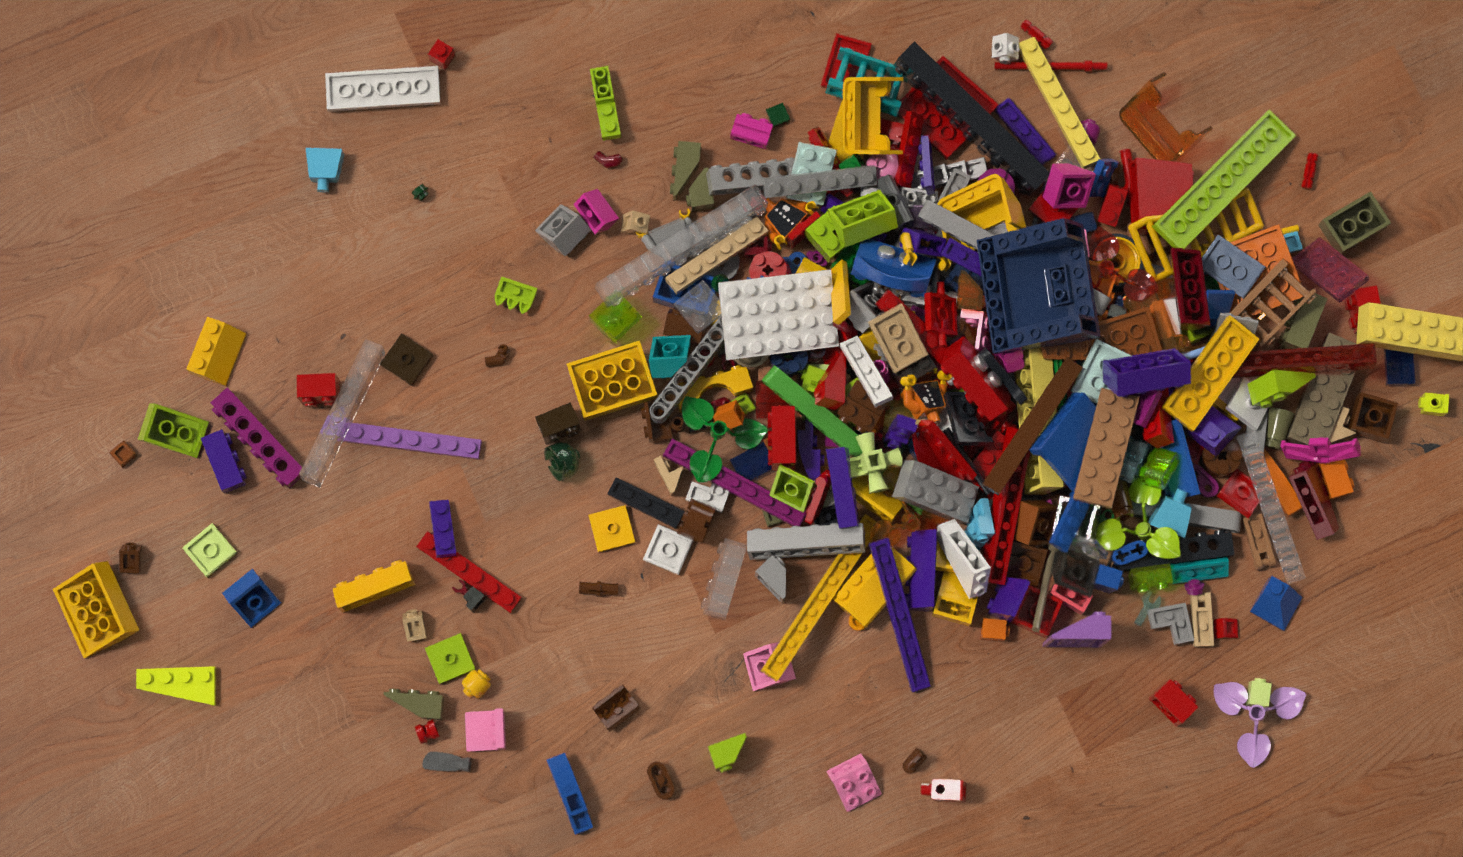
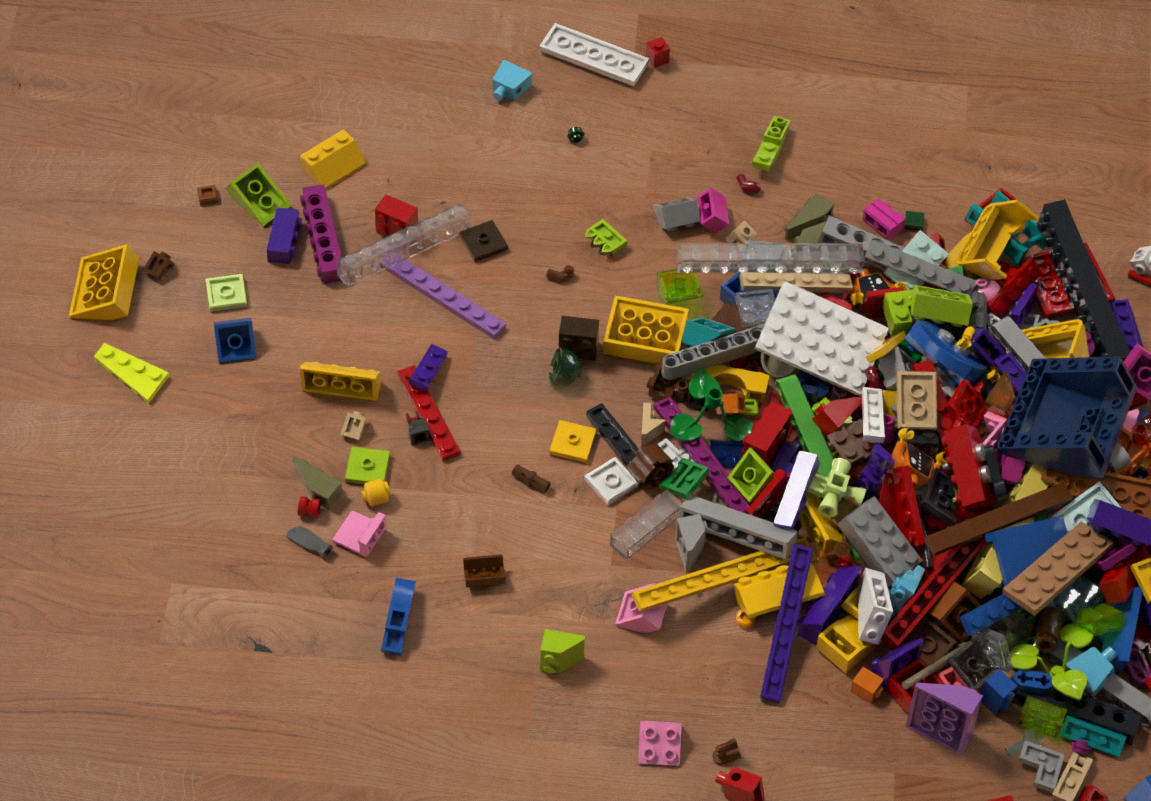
camera: 30 degrees right, 25 degrees down
(661, 780) = (485, 650): reddish brown plate -> none
(739, 518) = (688, 481): none -> green plate

